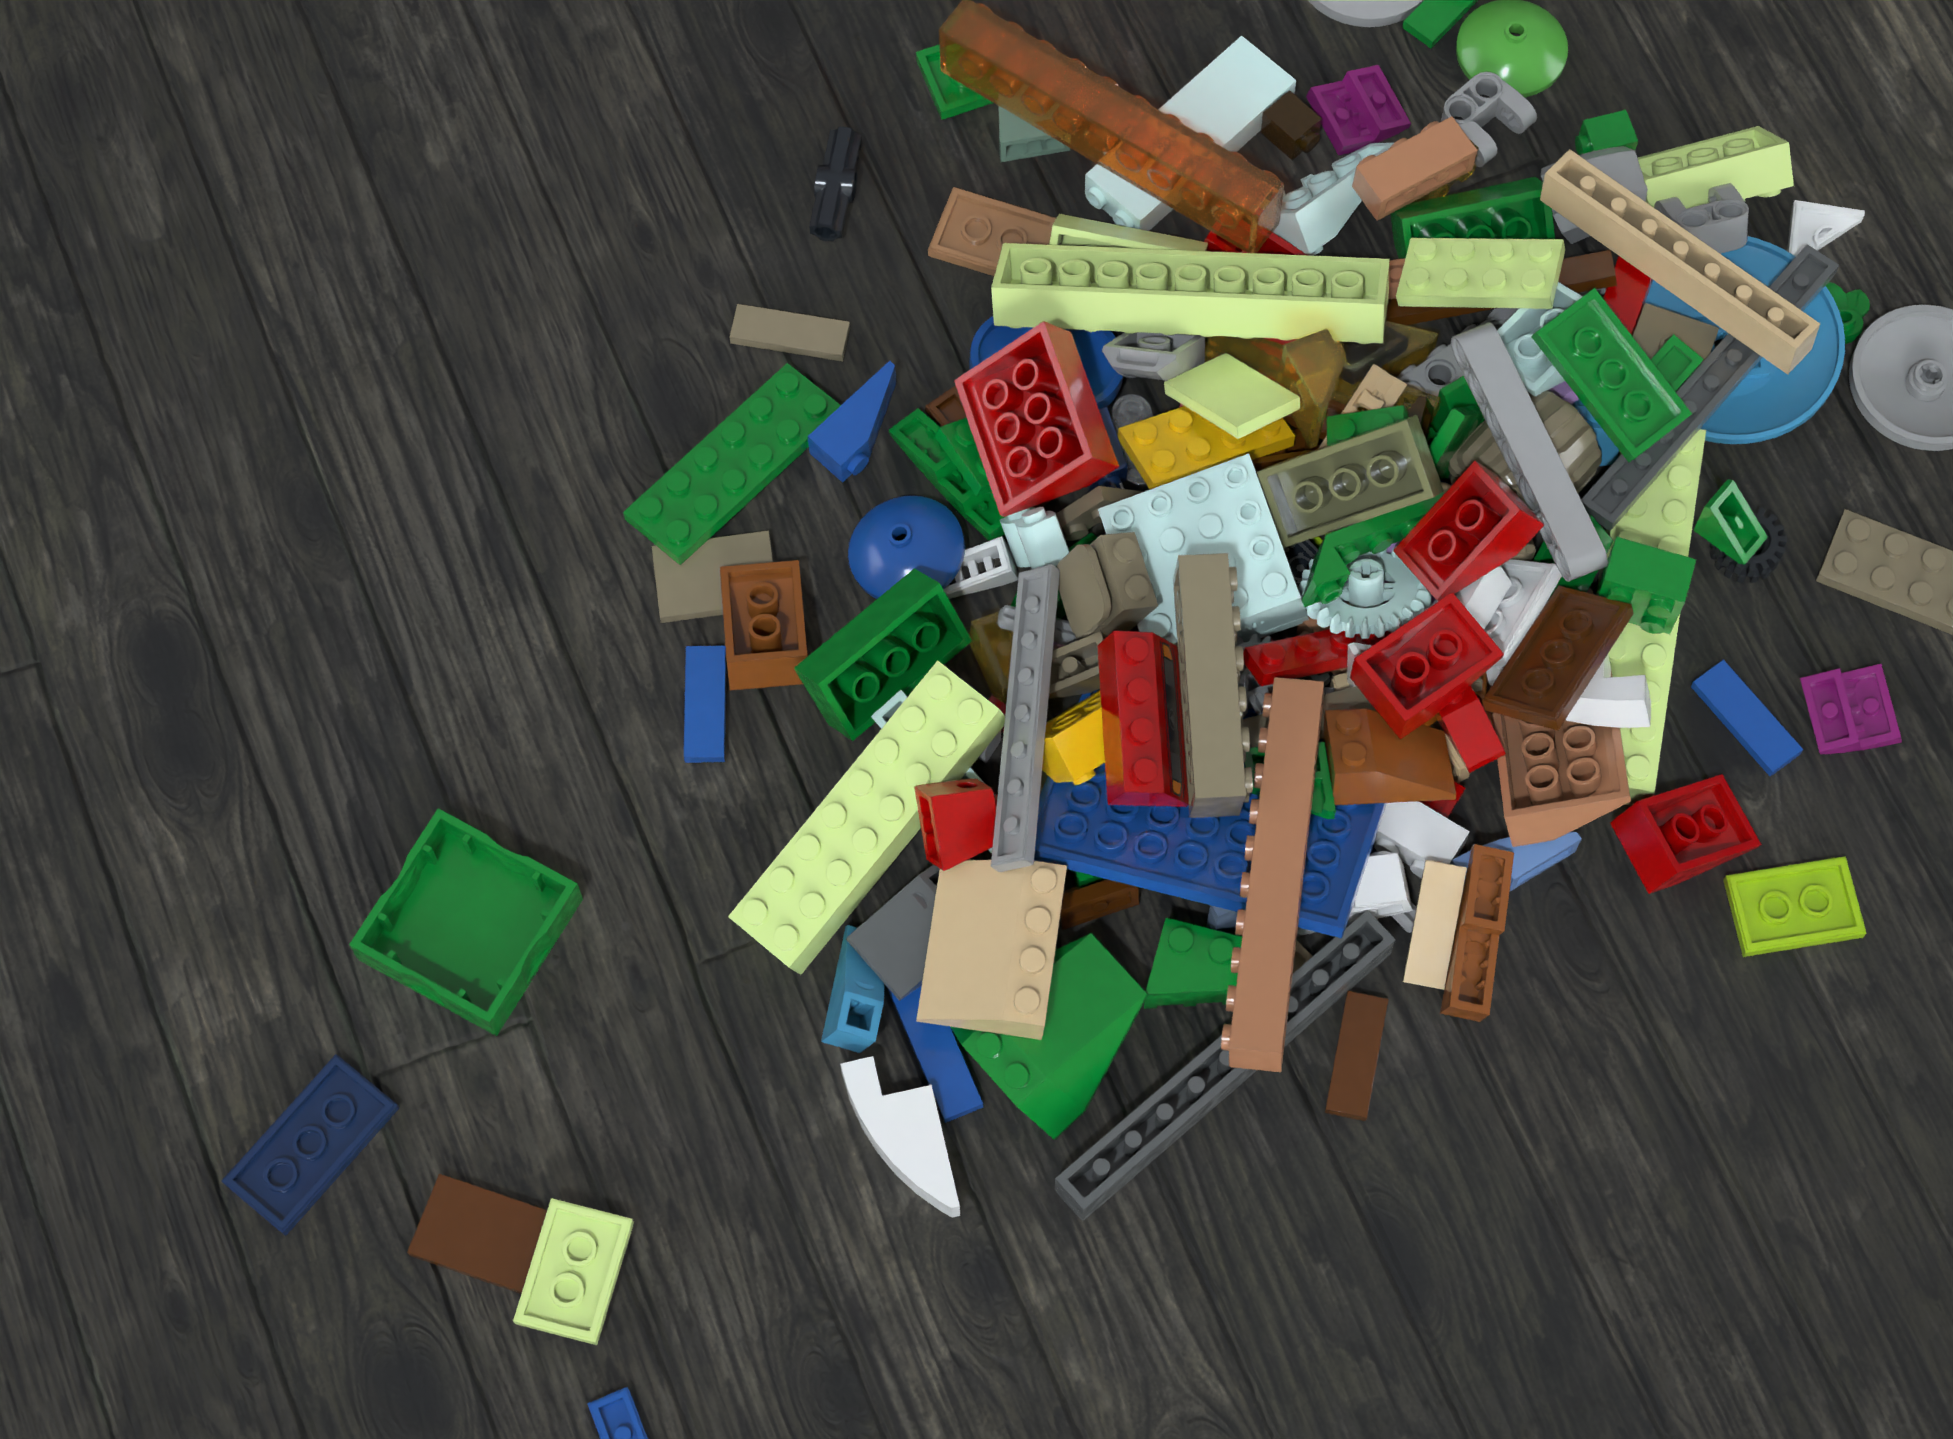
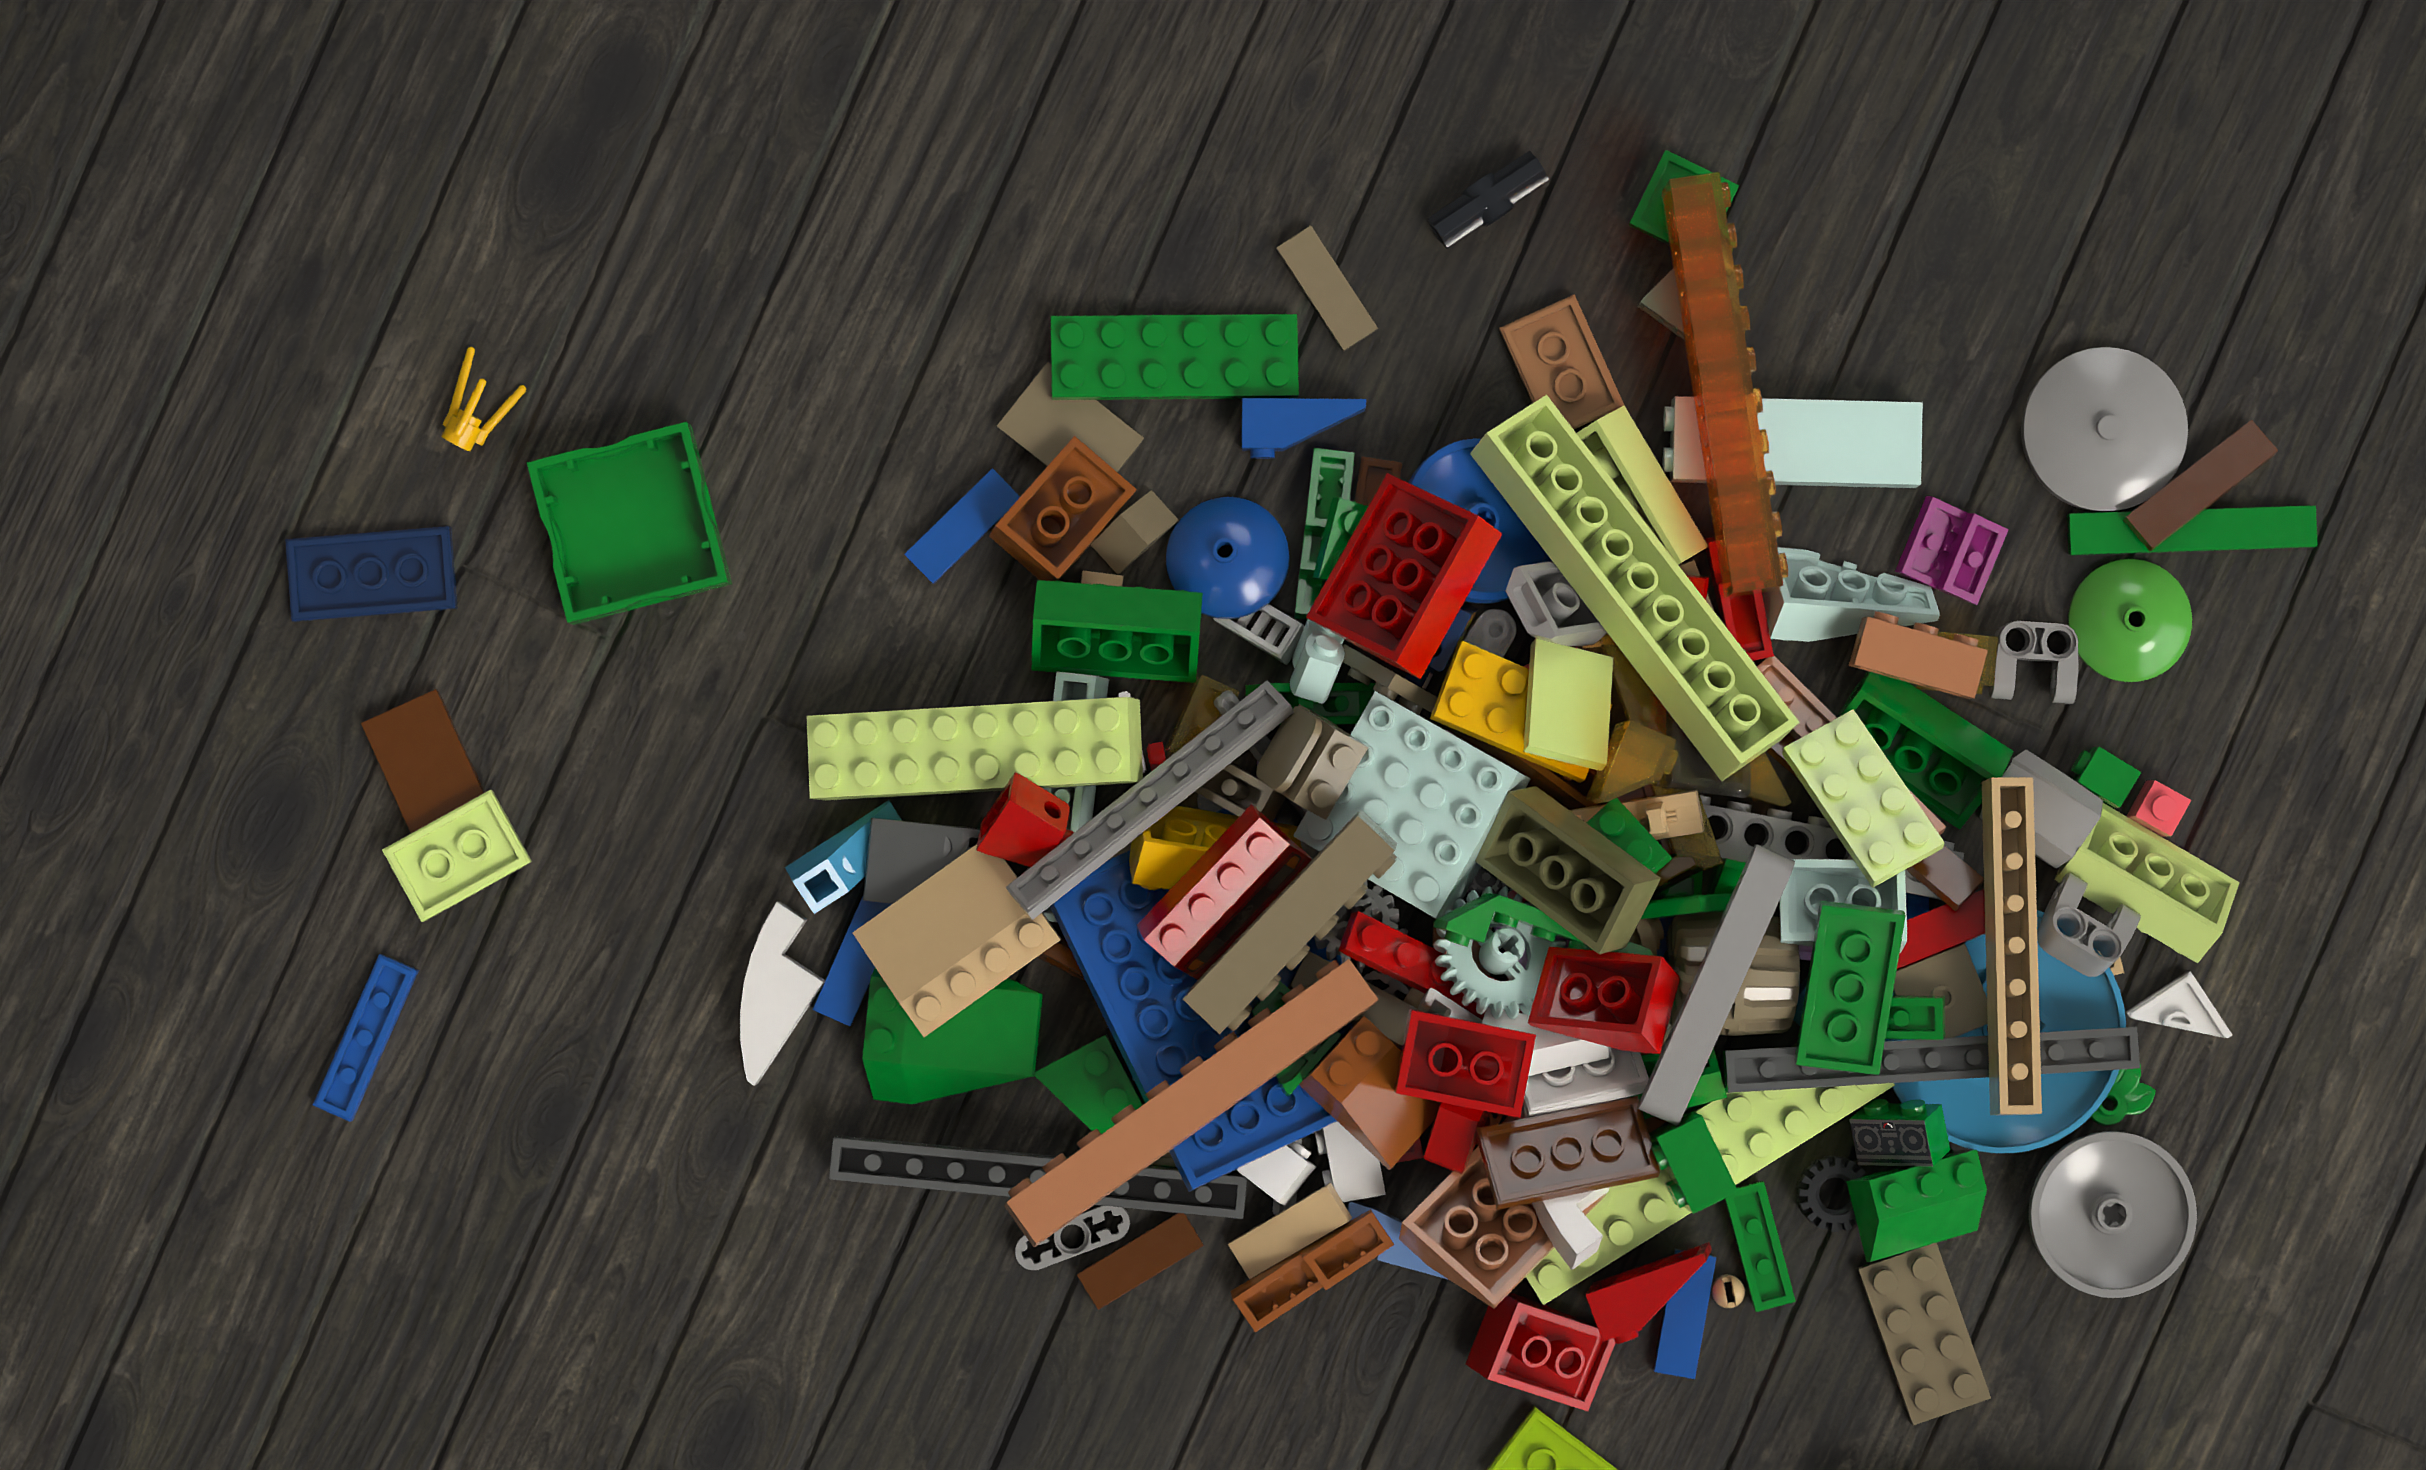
camera: 45 degrees right, 20 degrees up
(280, 977) = (462, 426): none -> yellow plant
(825, 597) = (1134, 532): none -> dark tan slope
(1272, 1110) = (1104, 1234): none -> light grey beam
(1291, 125) = (1882, 514): dark brown brick -> none
(1660, 124) = (2158, 808): none -> coral brick
(1709, 722) = (1631, 1298): none -> red slope
(1731, 524) = (1826, 1176): green slope -> none
(1741, 624) = (1759, 1247): none -> green plate
(1745, 453) = (1899, 1133): none -> brick
(1755, 680) = (1719, 1294): none -> tan hinge
(1808, 488) = (1918, 1204): none -> green slope
(1851, 710) = (1764, 1386): magenta slope -> none

